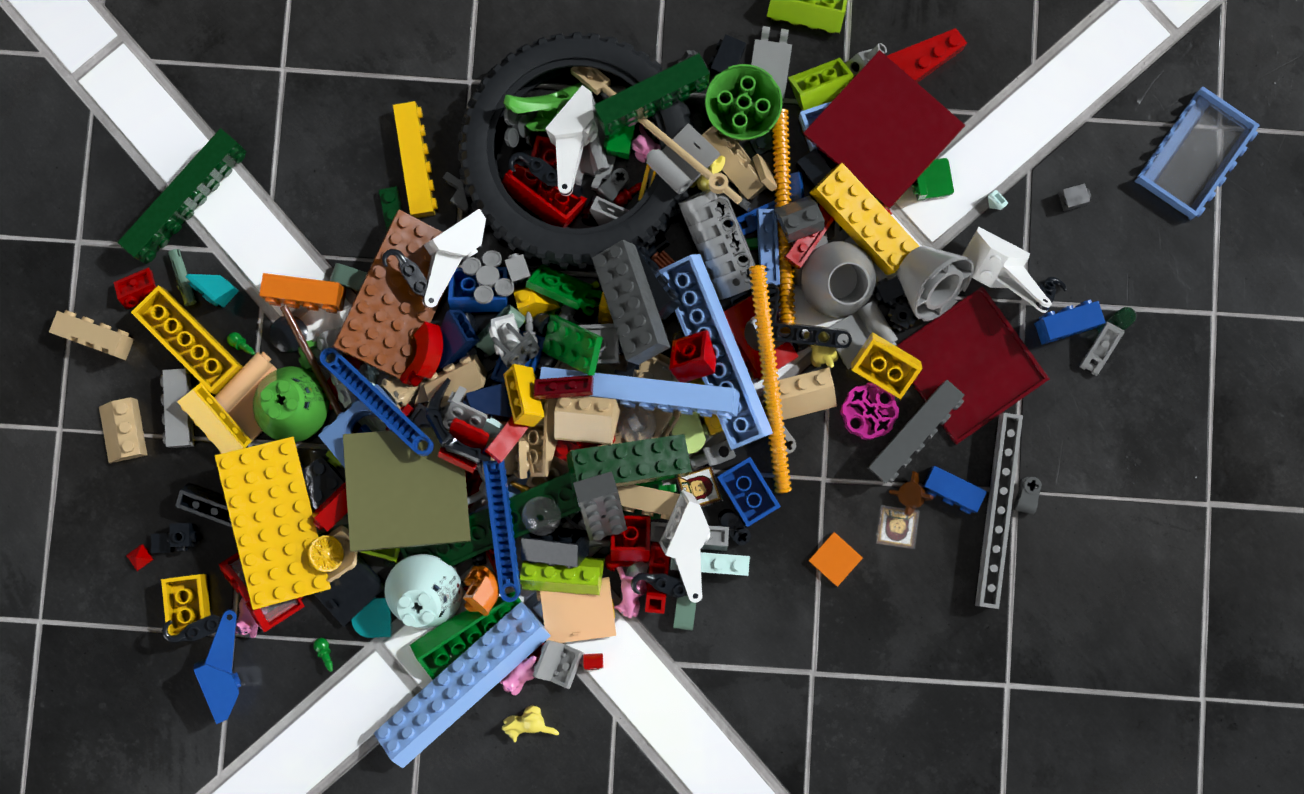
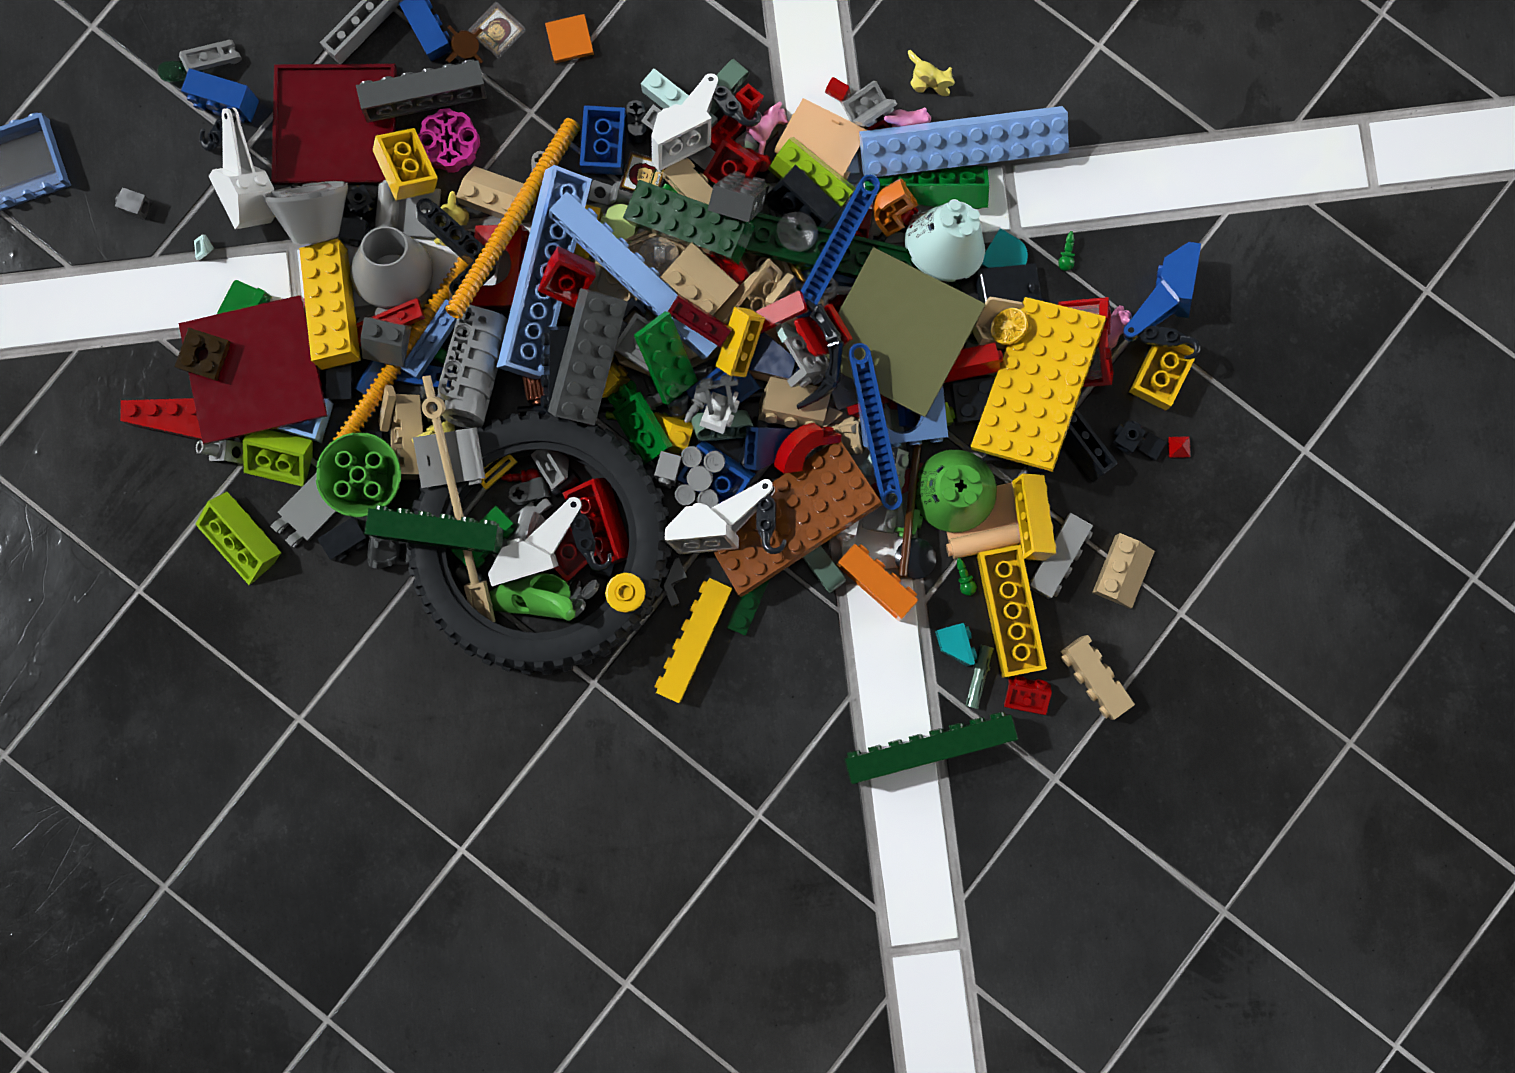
camera: 145 degrees left, 0 degrees up
(481, 149) = (625, 592): none -> yellow wheel
(643, 145) = (475, 504): bright pink animal -> none
(936, 103) = (191, 347): none -> dark brown brick

